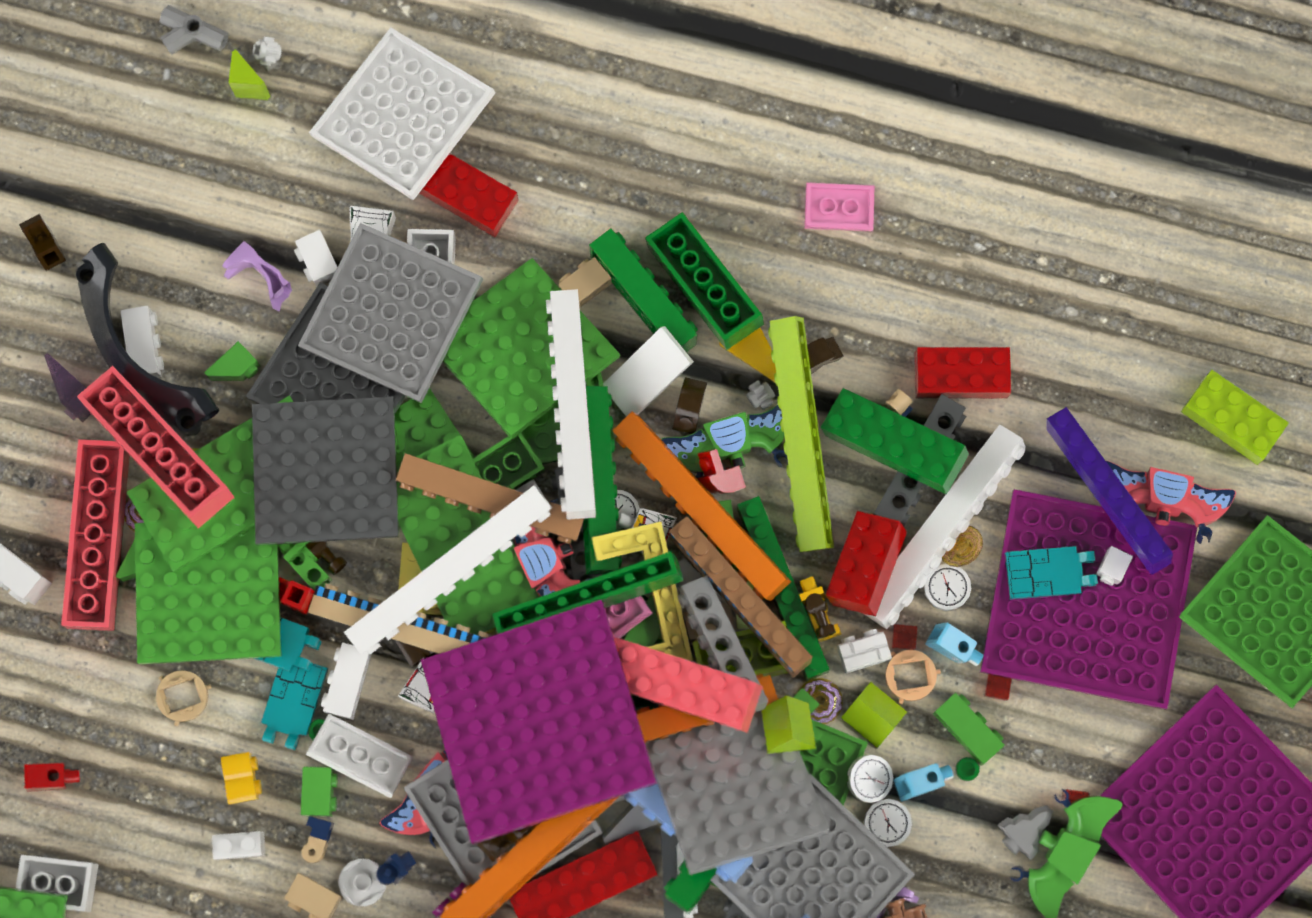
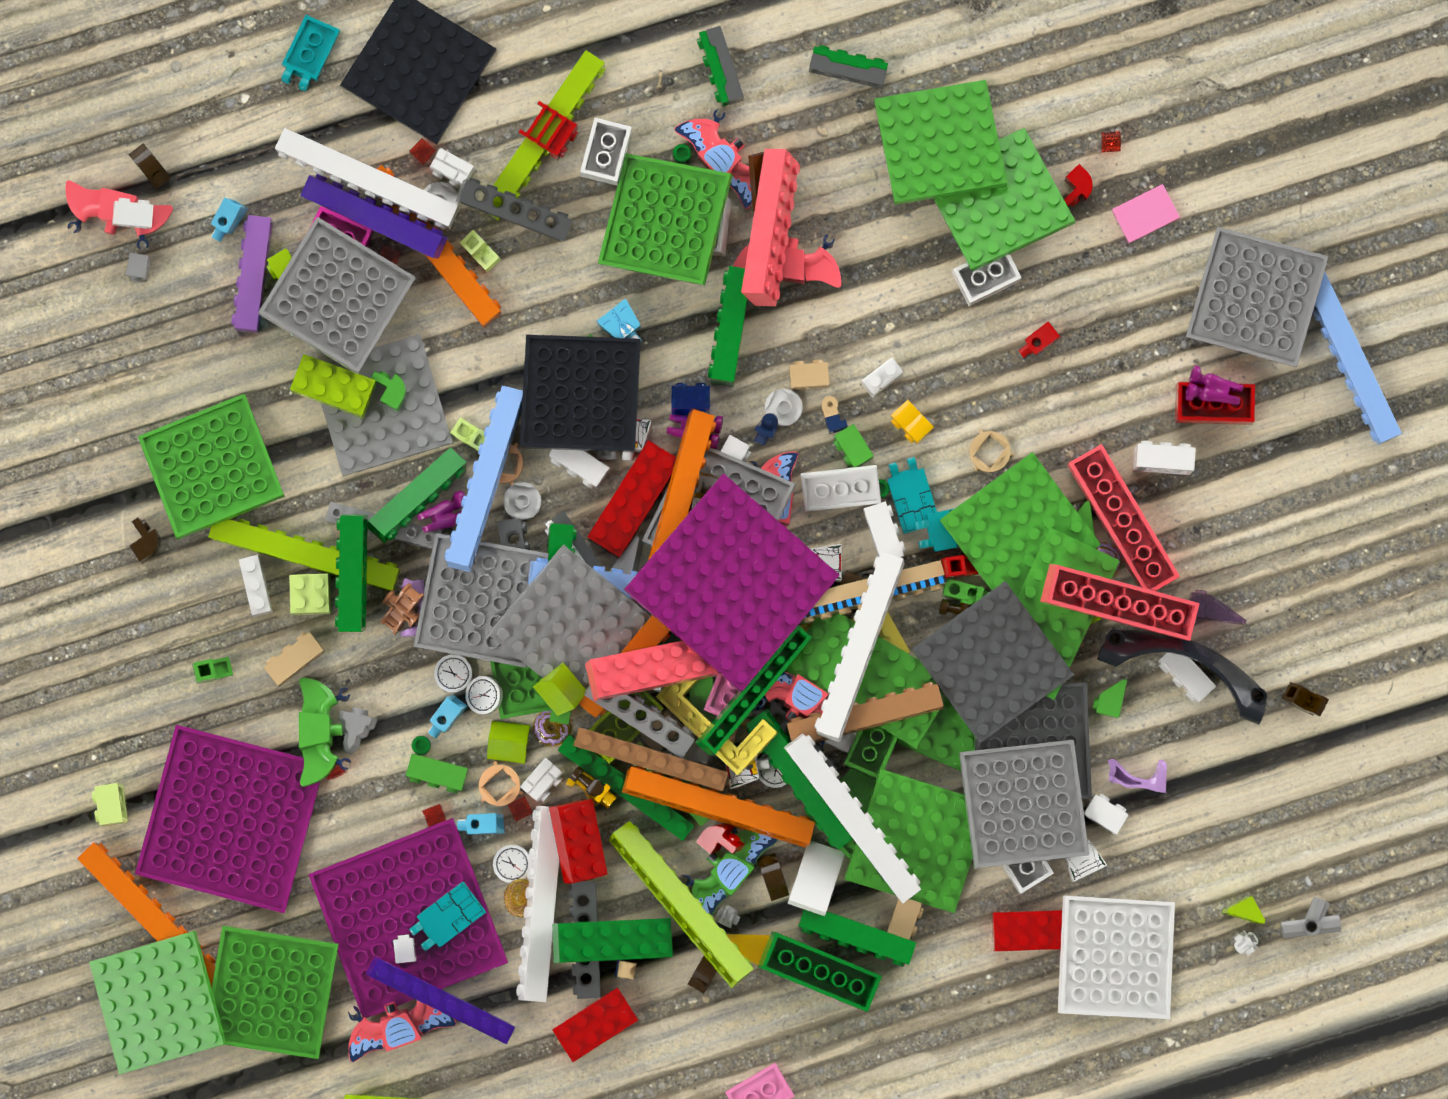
camera: 145 degrees right, 5 degrees up
(440, 868) = (736, 448): none -> white brick

